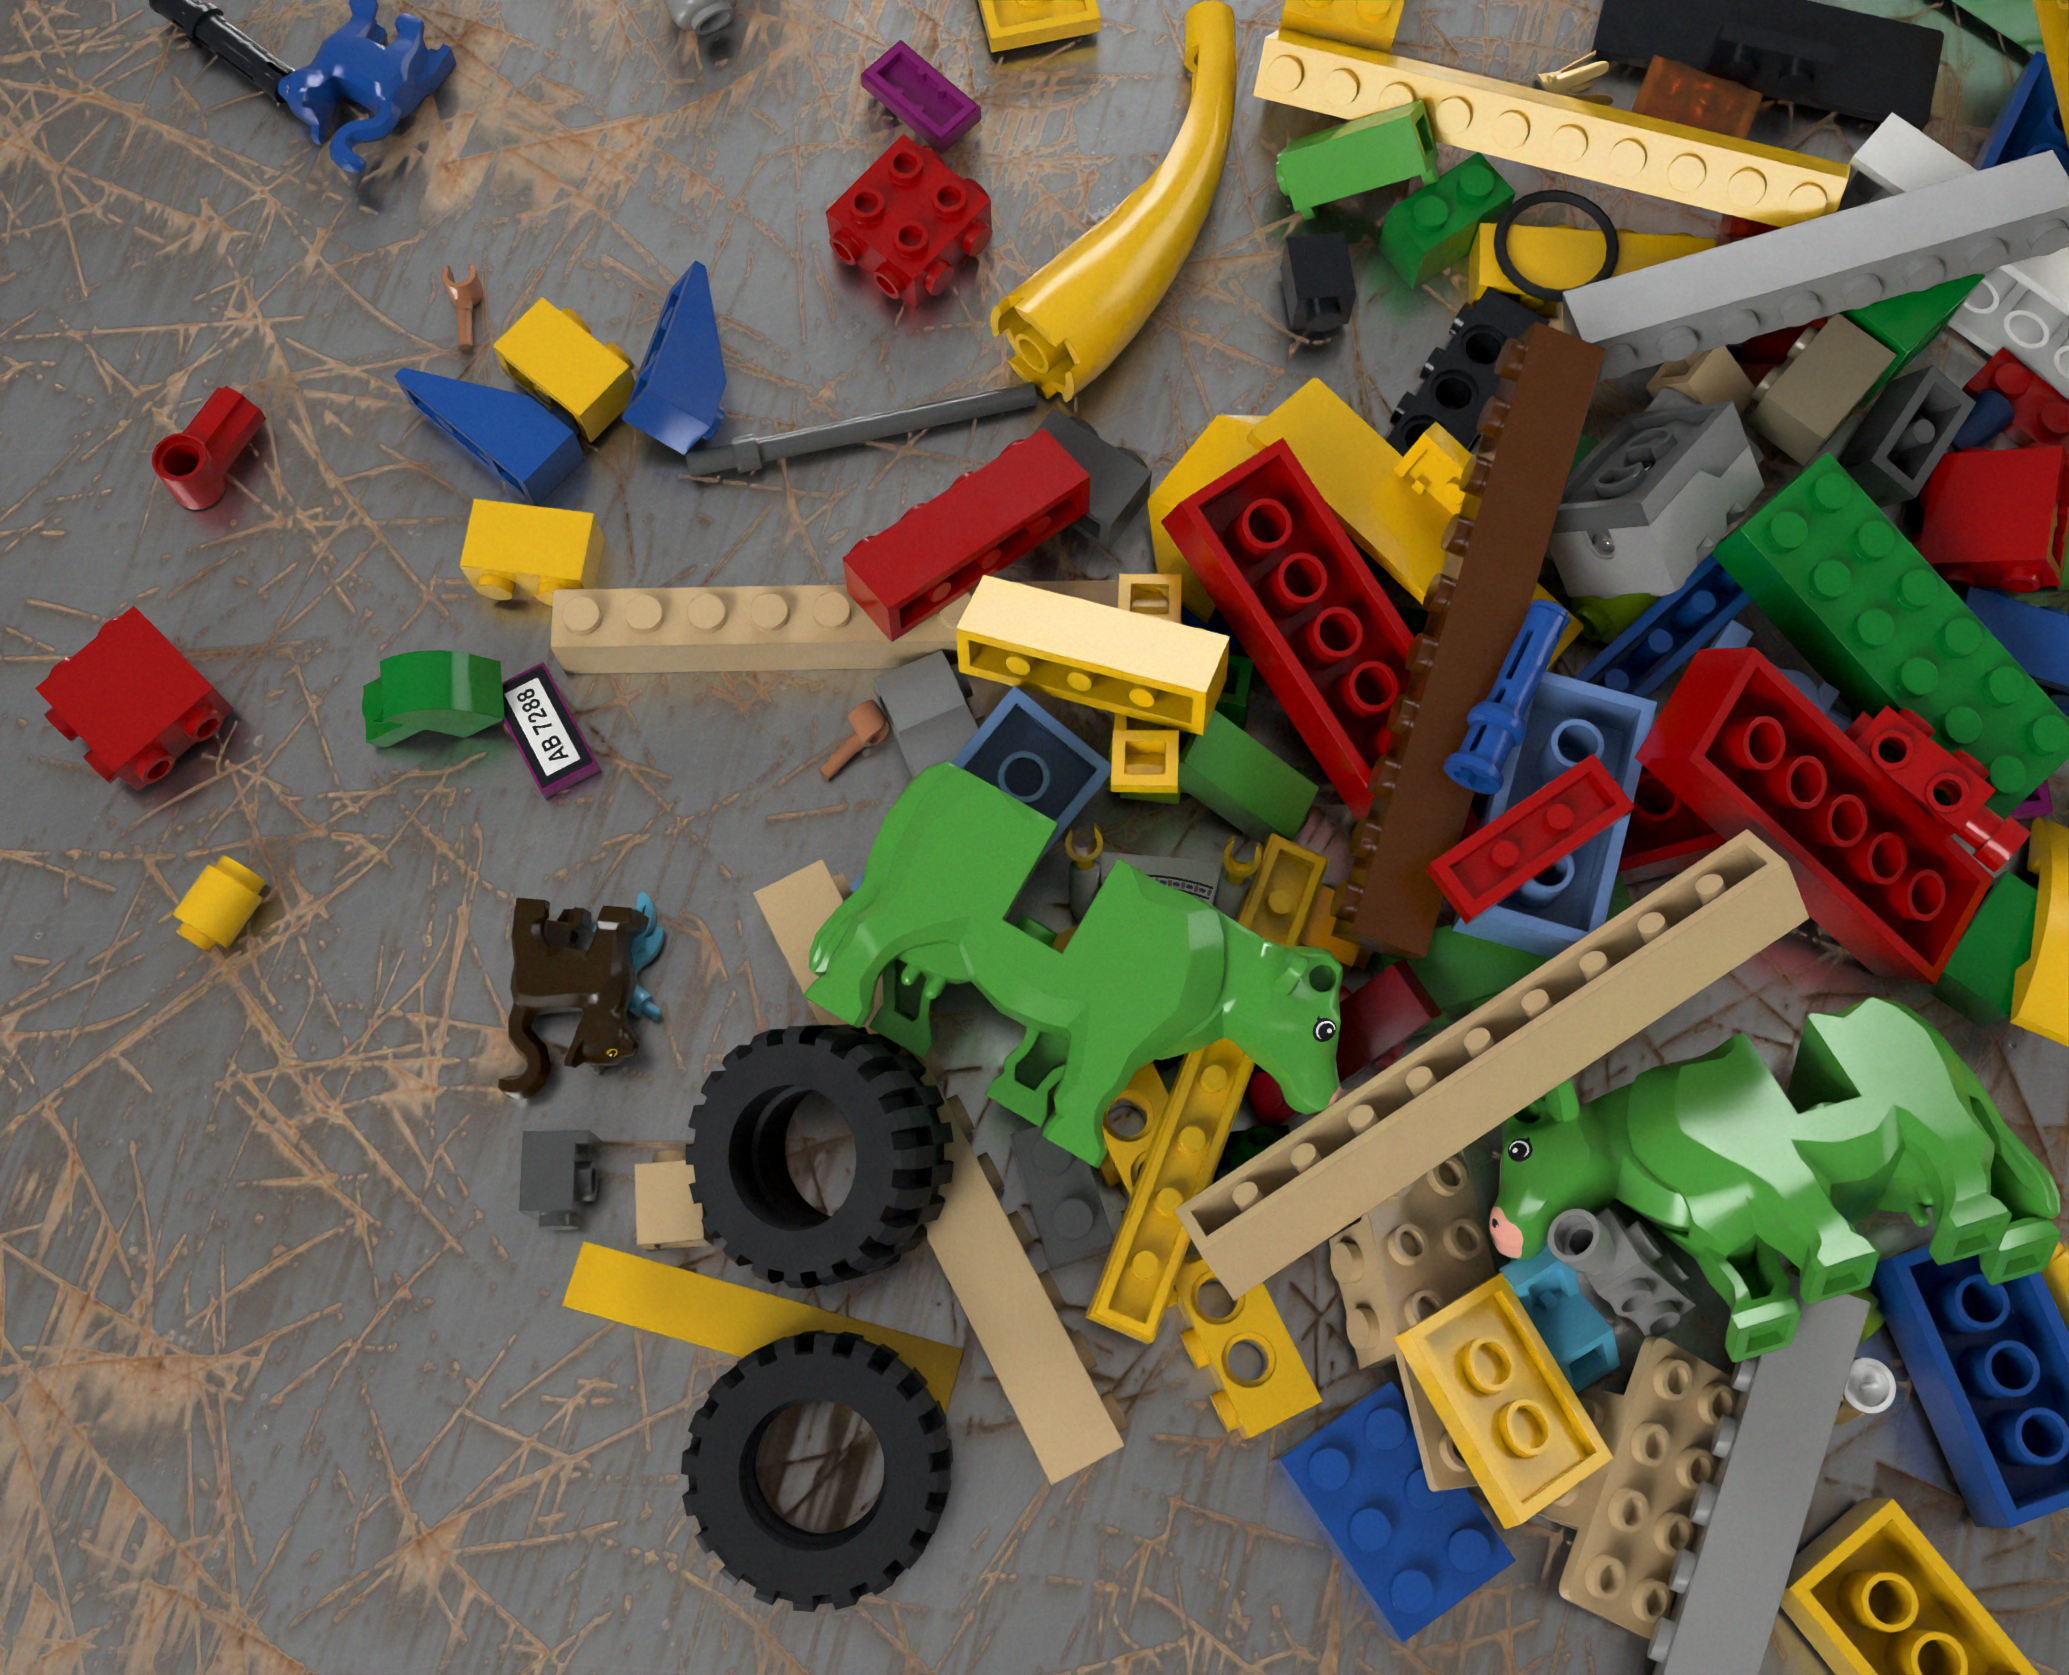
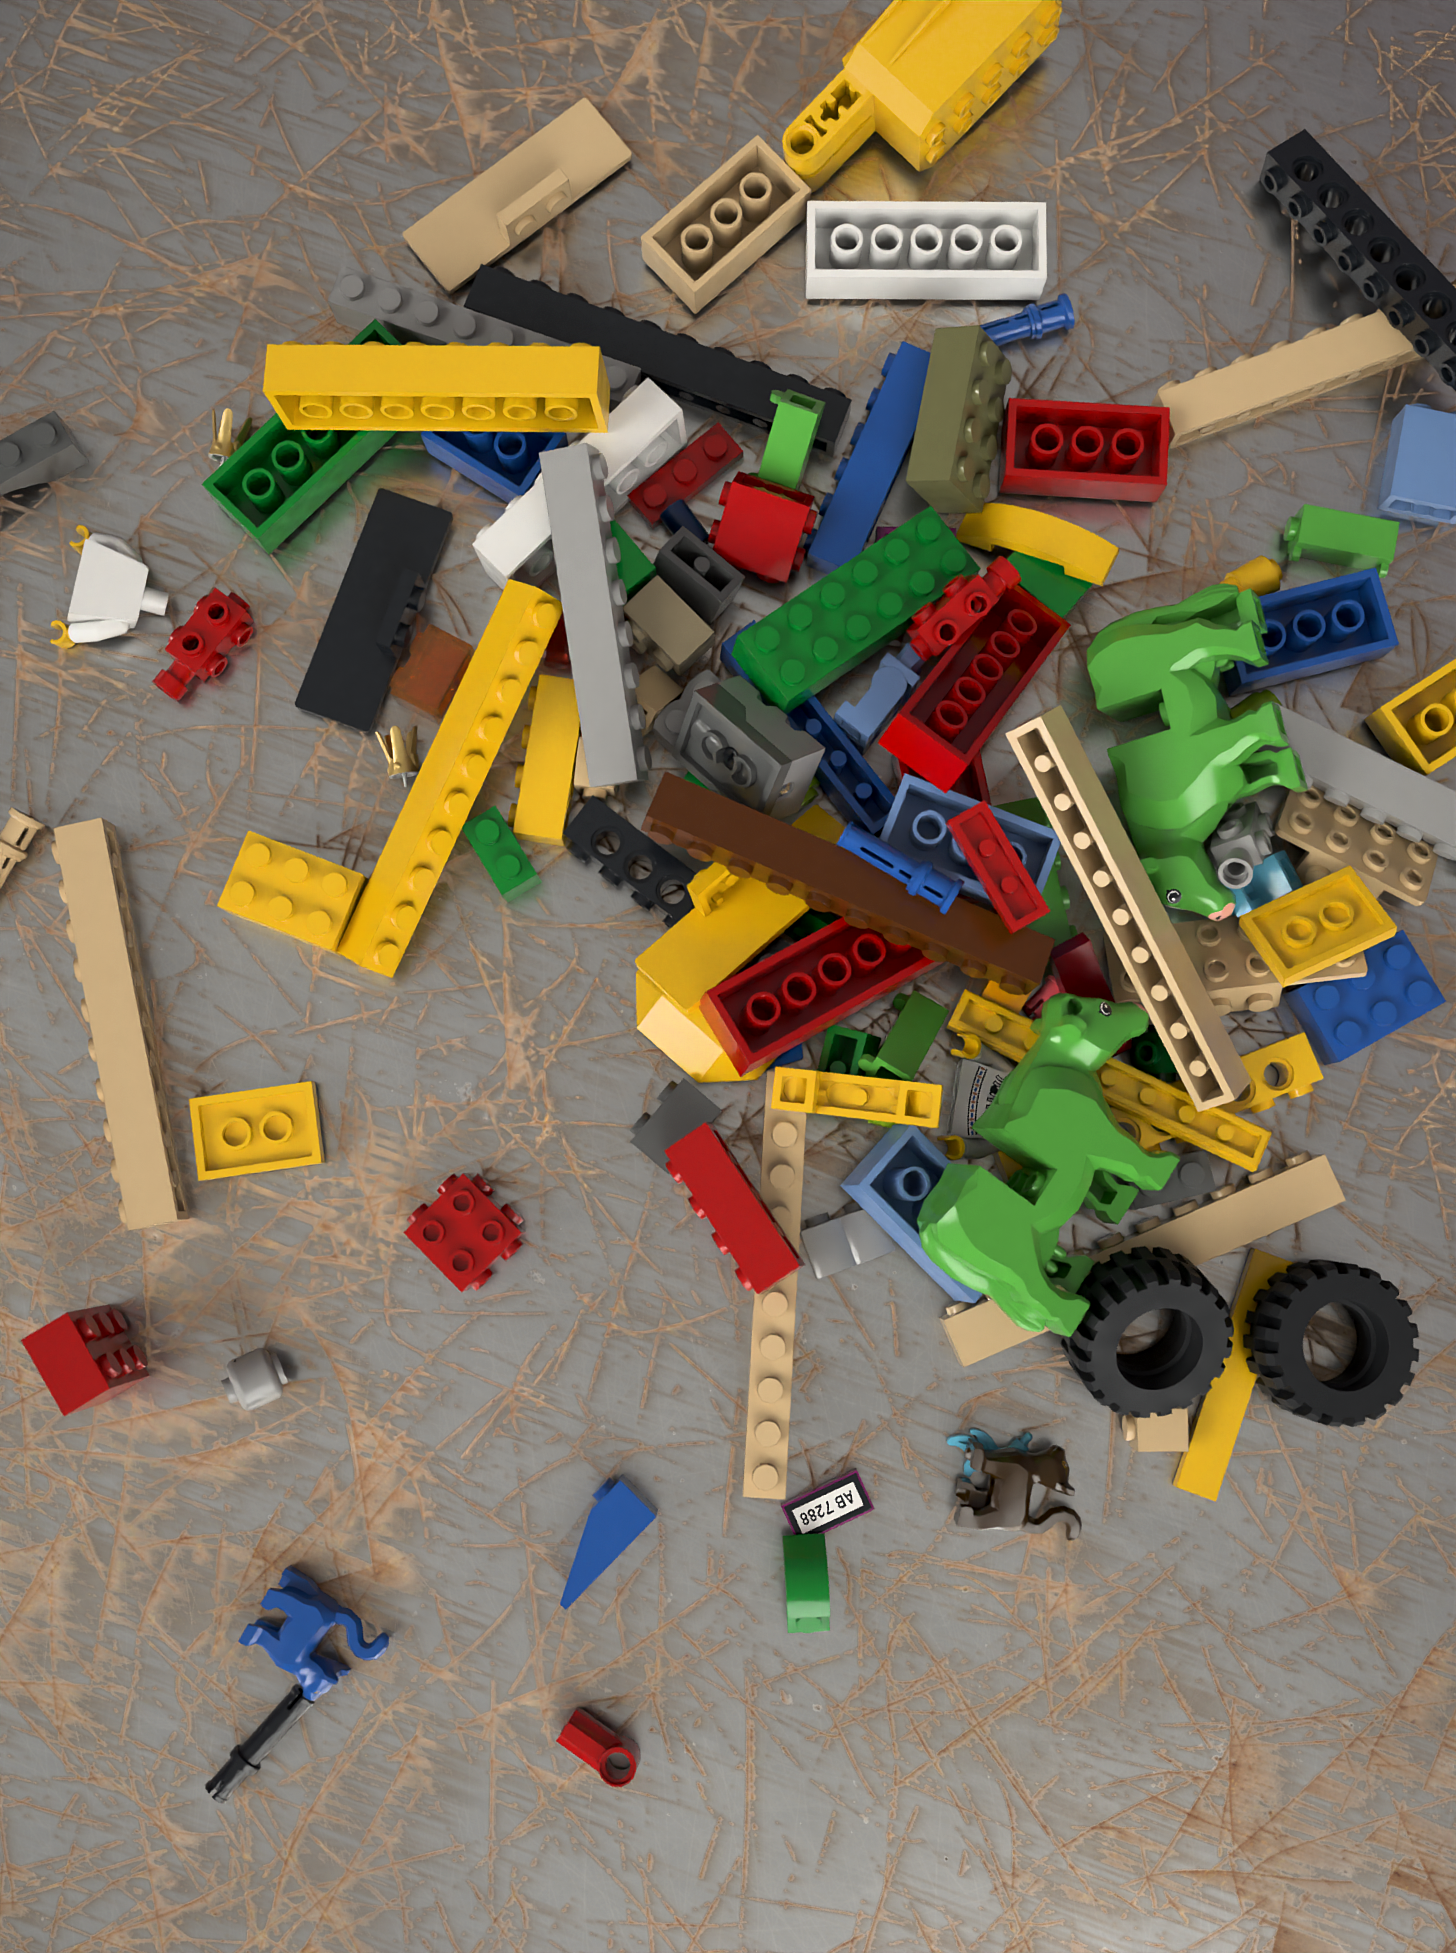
camera: 85 degrees left, 10 degrees up
(132, 701) = (793, 1795): red brick -> none
(219, 904) = (940, 1731): yellow brick -> none
(464, 297) = (497, 1560): nougat hand -> none
(530, 550) = (701, 1512): yellow brick -> none
(558, 1176) = (1136, 1502): dark grey brick -> none
(567, 367) = (565, 1484): yellow brick -> none
(682, 369) = (572, 1401): blue slope -> none
(748, 452) = (633, 1357): dark grey bar -> none
(870, 729) = (841, 1283): nougat hand -> none
(921, 97) = (360, 1217): magenta plate -> none
(1093, 654) = (836, 1131): yellow brick -> none
(1108, 282) = (532, 1094): yellow brick -> none
(1318, 281) = (544, 948): black brick -> none
(1358, 157) = (456, 910): bright green brick -> none
(1562, 197) = (535, 821): black tyre -> none
(1867, 1390) = (1310, 706): white piece -> none

